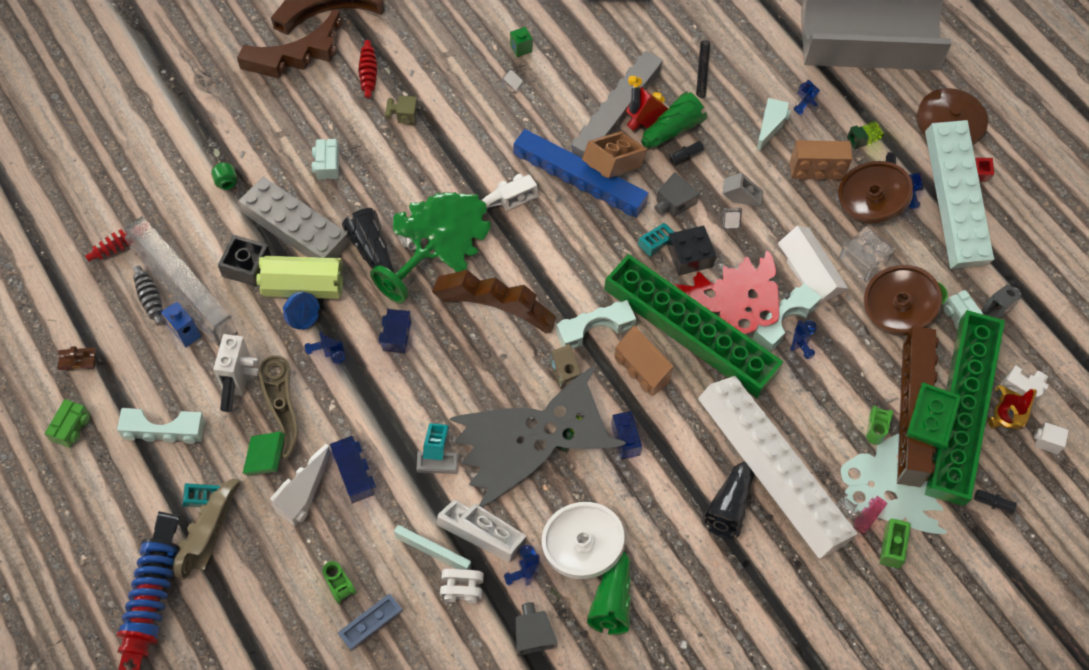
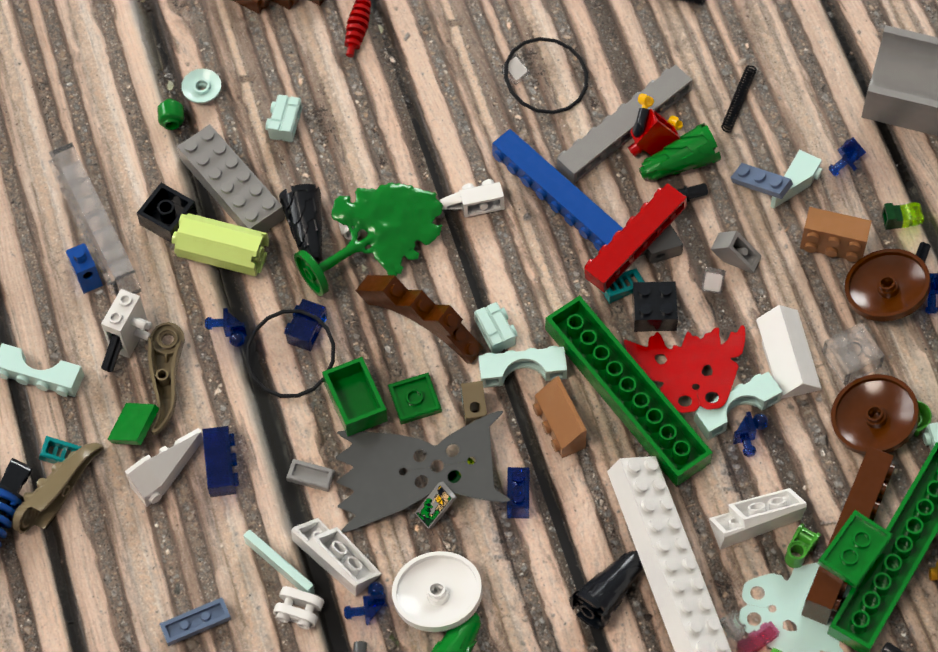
camera: 20 degrees right, 0 degrees up
(104, 249) = (33, 166): red piece -> none
(148, 295) = (59, 228): flat silver piece -> none
(245, 140) = (201, 79): none -> light aqua dish
(301, 310) = (211, 280): blue tile -> none
(340, 584) = (174, 576): bright green piece -> none
(395, 396) = (261, 324): none -> black piece
(405, 109) = (385, 79): olive brick -> none
(435, 442) = (313, 454): teal slope -> none
(458, 383) = (355, 396): none -> green piece
(509, 373) = (414, 398): none -> green tile
(521, 41) = (538, 24): green brick -> none
(545, 53) = (543, 110): none -> black piece
(558, 463) = (435, 505): none -> tile
(562, 297) = (495, 328): none -> light aqua brick
(614, 154) = (600, 179): medium nougat brick -> none
(659, 196) = (635, 237): none -> red brick
(745, 129) = (761, 180): none -> sand blue plate
(833, 407) = (757, 516): none -> white slope

